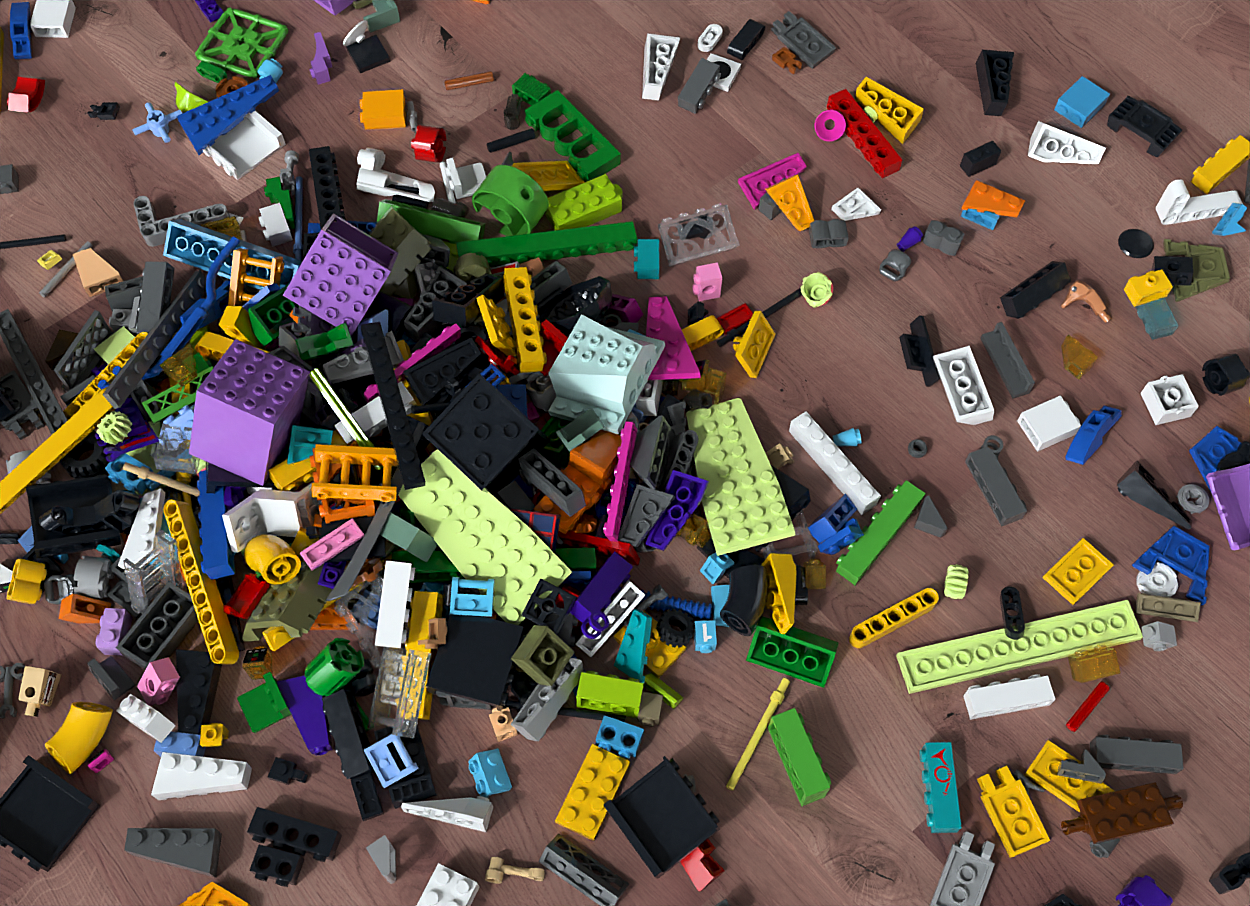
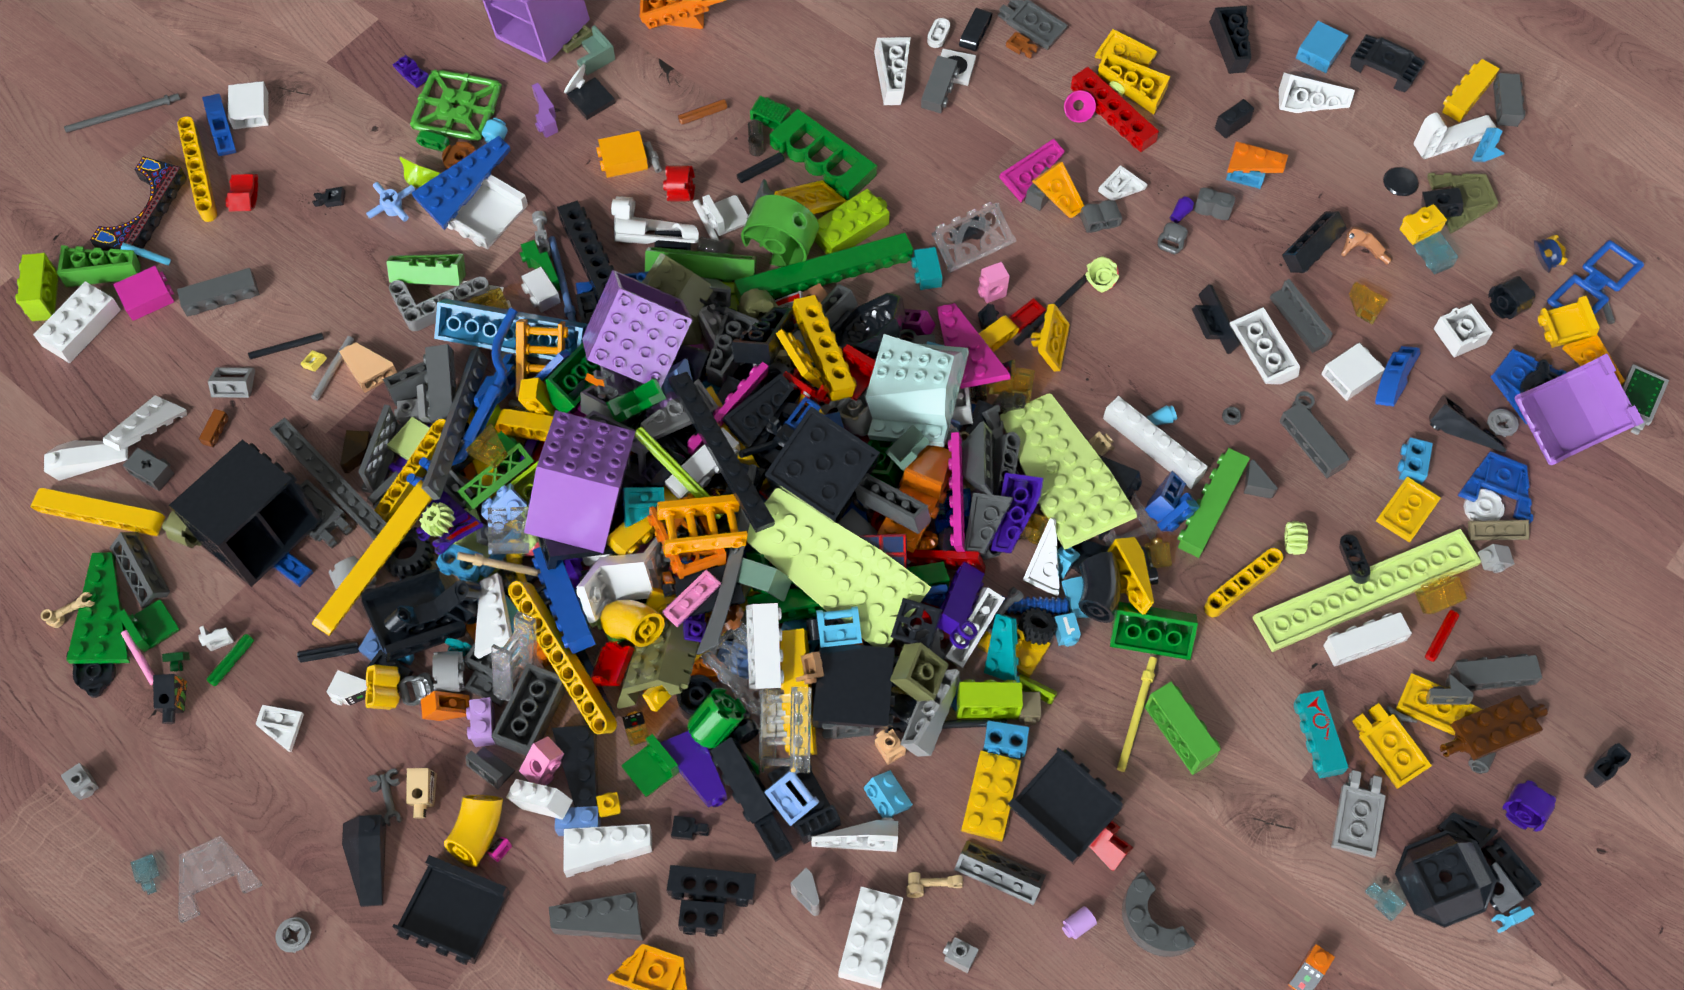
camera: 10 degrees left, 0 degrees up
(174, 189) = (427, 269): none -> wedge
(319, 635) = (698, 687): none -> black brick
(695, 569) = (1044, 567): none -> white wing
(889, 77) = (1127, 48): none -> yellow wing
(1097, 524) = (1419, 461): none -> dark azure brick

